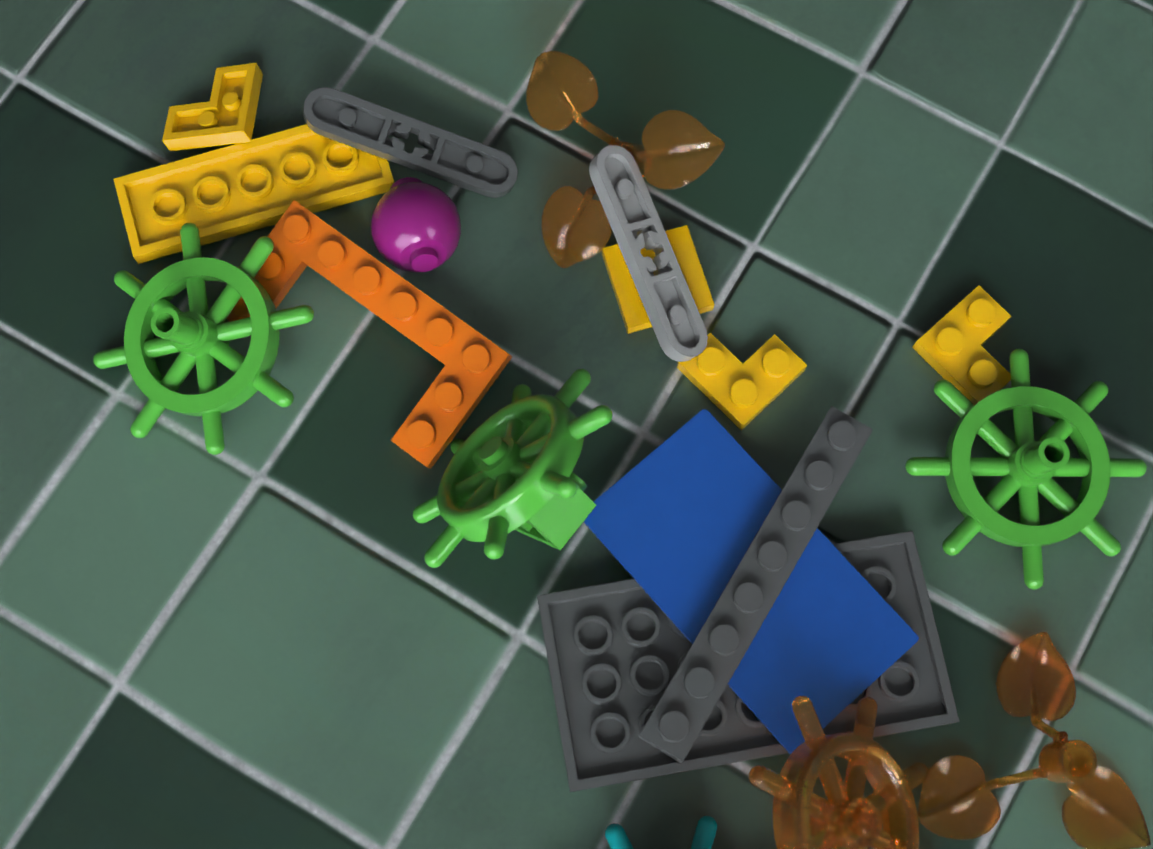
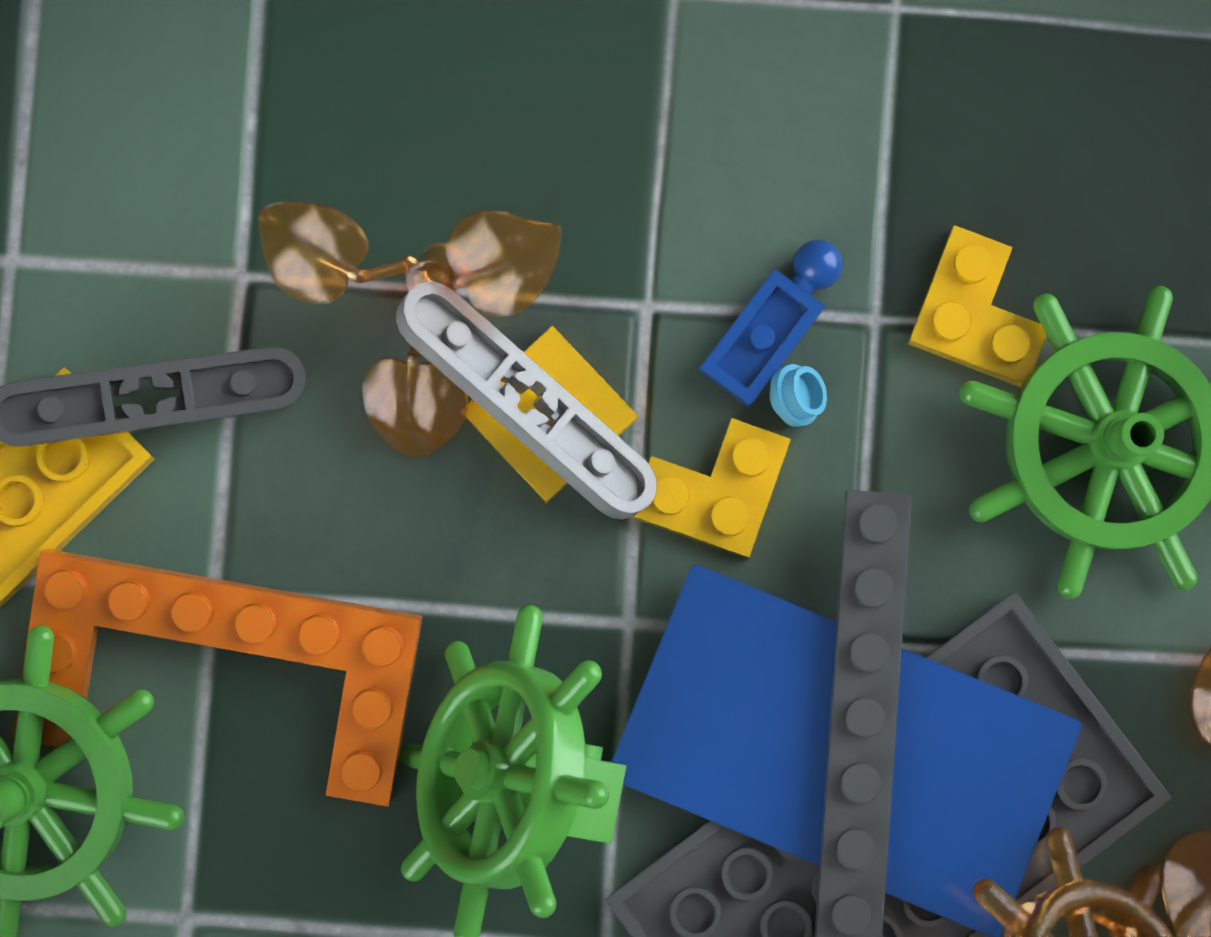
camera: 25 degrees left, 10 degrees up
(415, 226) = (211, 503): magenta brick -> none
(825, 339) = (797, 394): none -> medium azure plate
(829, 290) = (773, 323): none -> blue plate

